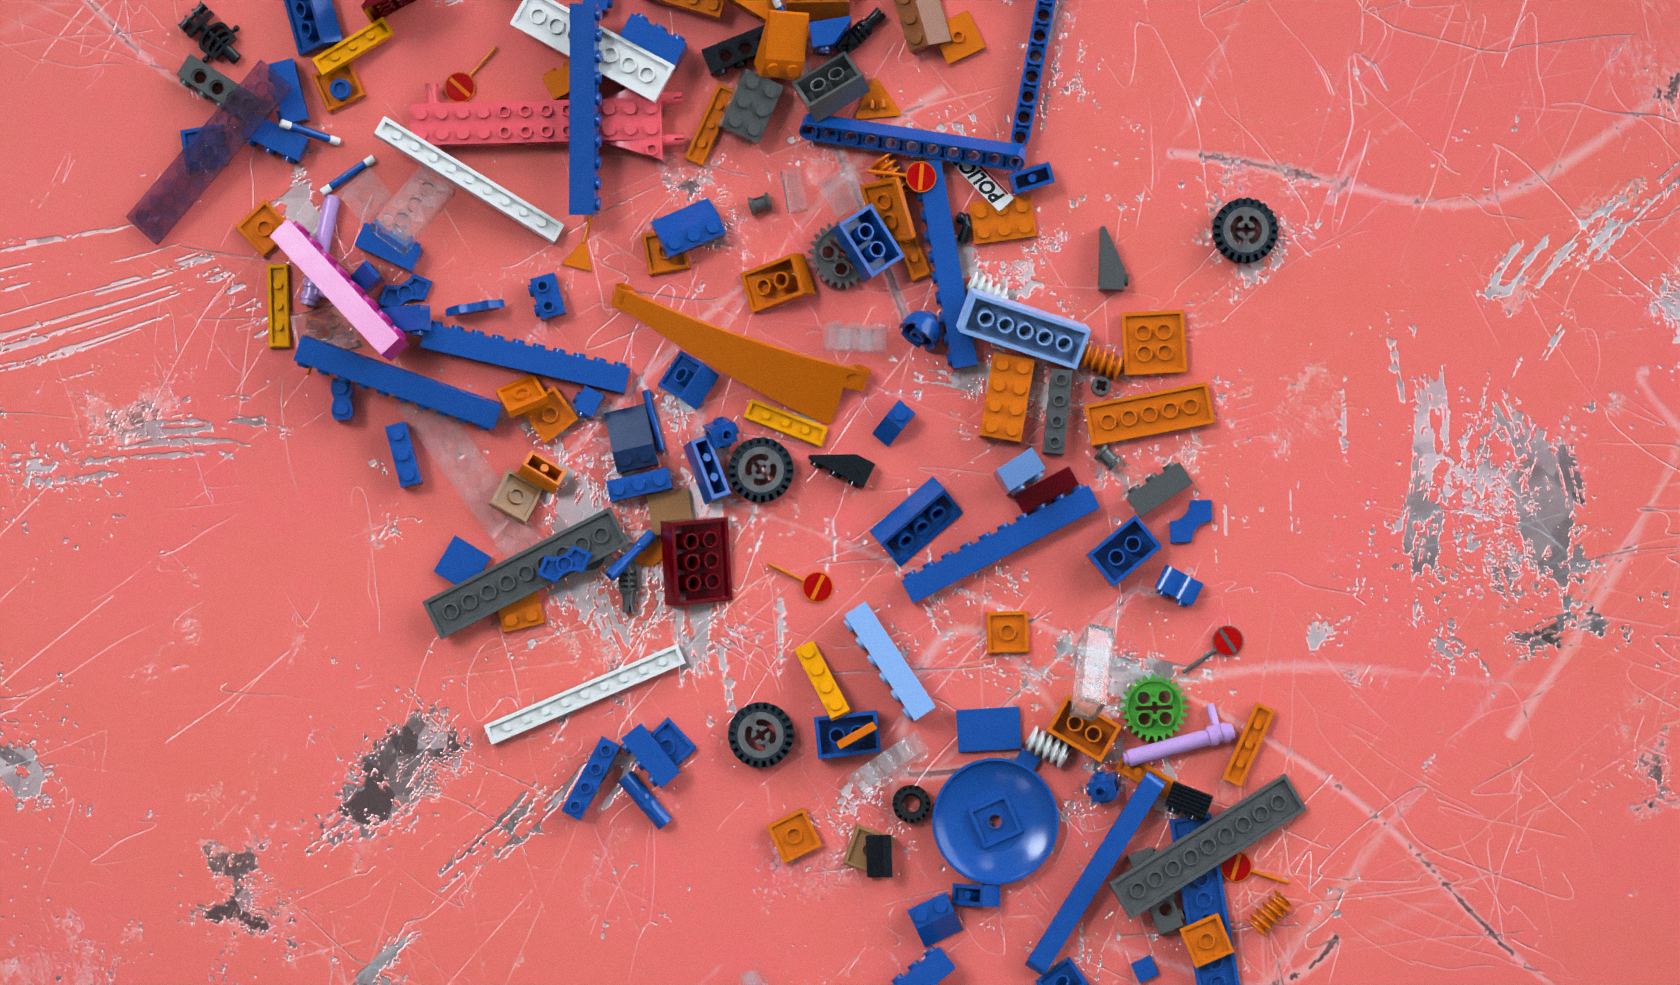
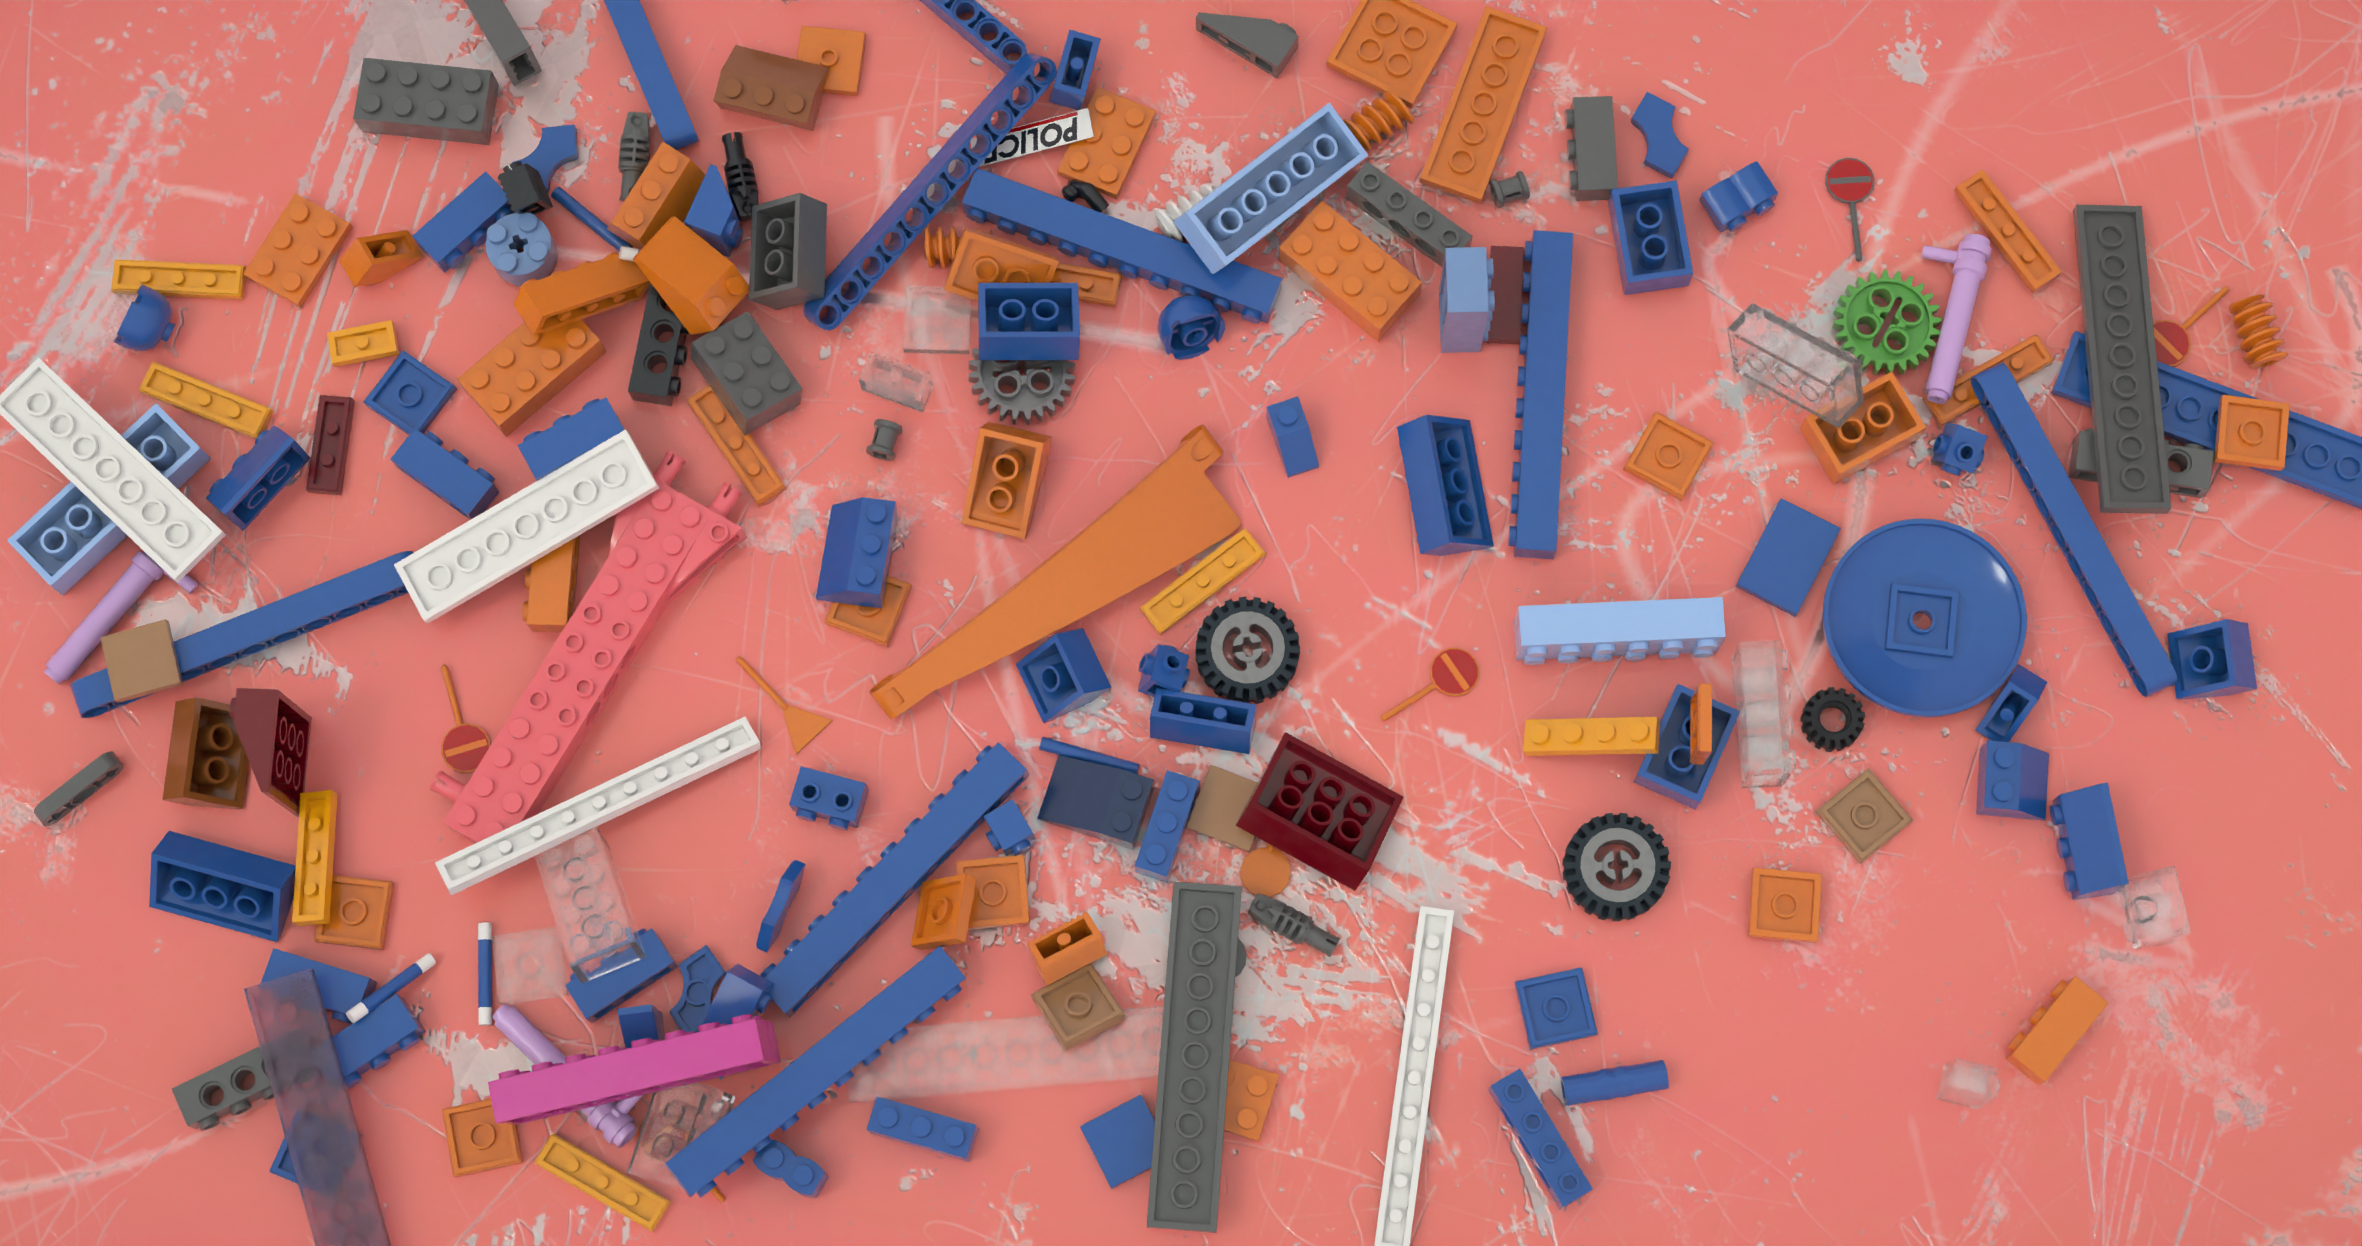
camera: 55 degrees left, 10 degrees down
(222, 46) = (192, 1039): black torso -> none
(340, 89) = (360, 910): blue tile -> none
(555, 567) = (1212, 1008): blue tile -> none
(584, 109) = (604, 584): blue brick -> none
(639, 546) = (1263, 912): blue piece -> none
(650, 756) = (1558, 1035): blue brick -> none
(849, 466) = (1318, 528): black slope -> none
(855, 337) = (1146, 419): clear slope -> none
(877, 103) = (850, 213): orange piece -> none
(879, 855) = (1883, 802): black panel -> none
(919, 176) = (980, 206): piece -> none
(1028, 759) = (1858, 528): blue tile -> none
(1047, 747) = (1859, 489): white piece -> none
(1099, 392) = (1400, 147): dark grey bush -> none
(1144, 969) = (2241, 542): blue tile -> none
(1188, 801) = (2045, 347): black brick -> none

